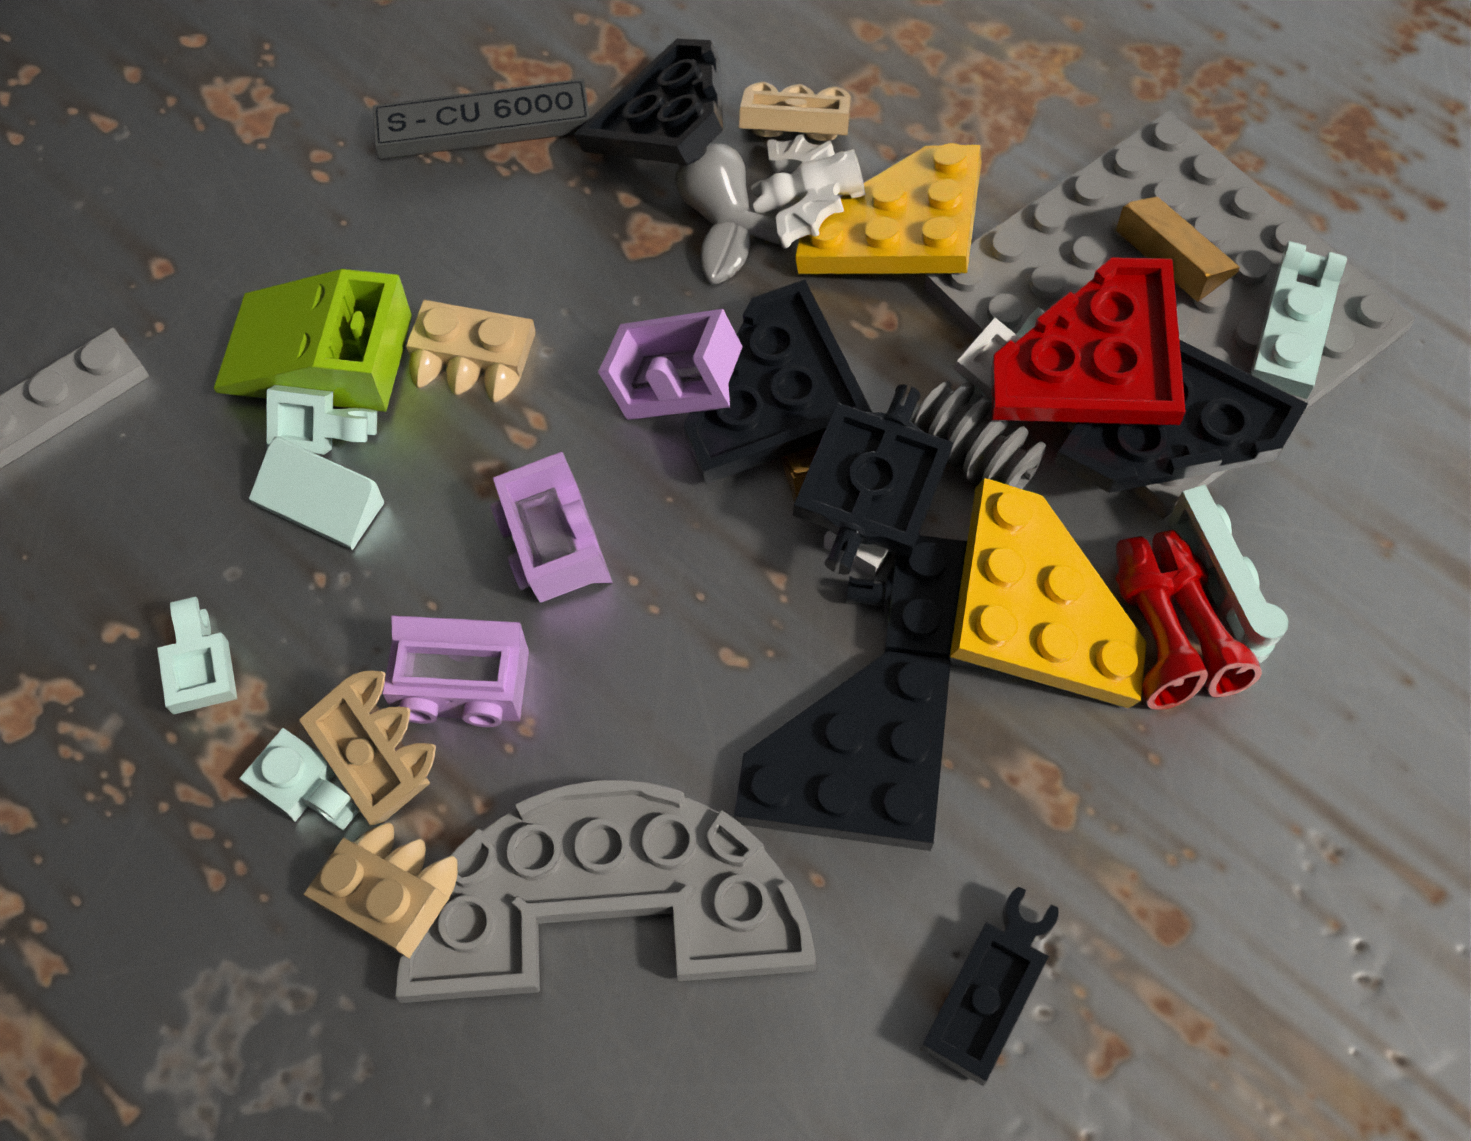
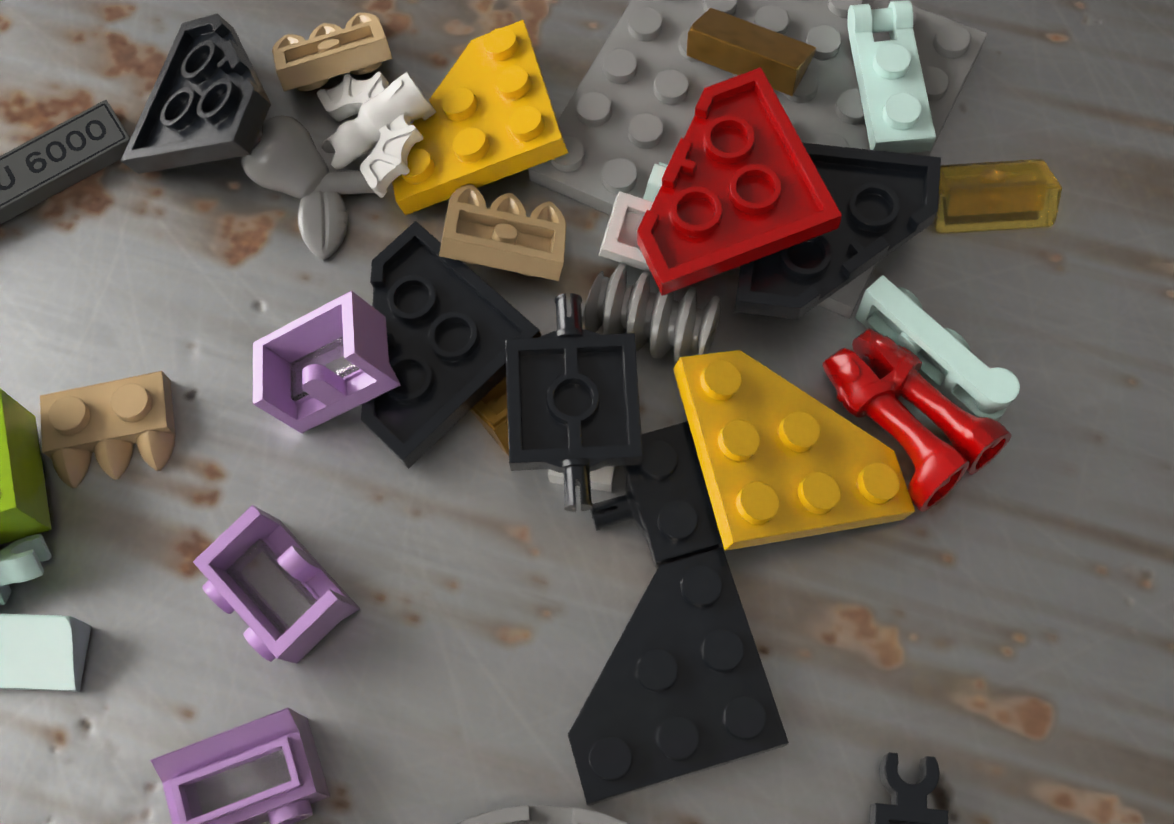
camera: 20 degrees left, 5 degrees up
(878, 320) = (504, 234): none -> tan plate
(1351, 465) = (997, 196): none -> clear yellow slope

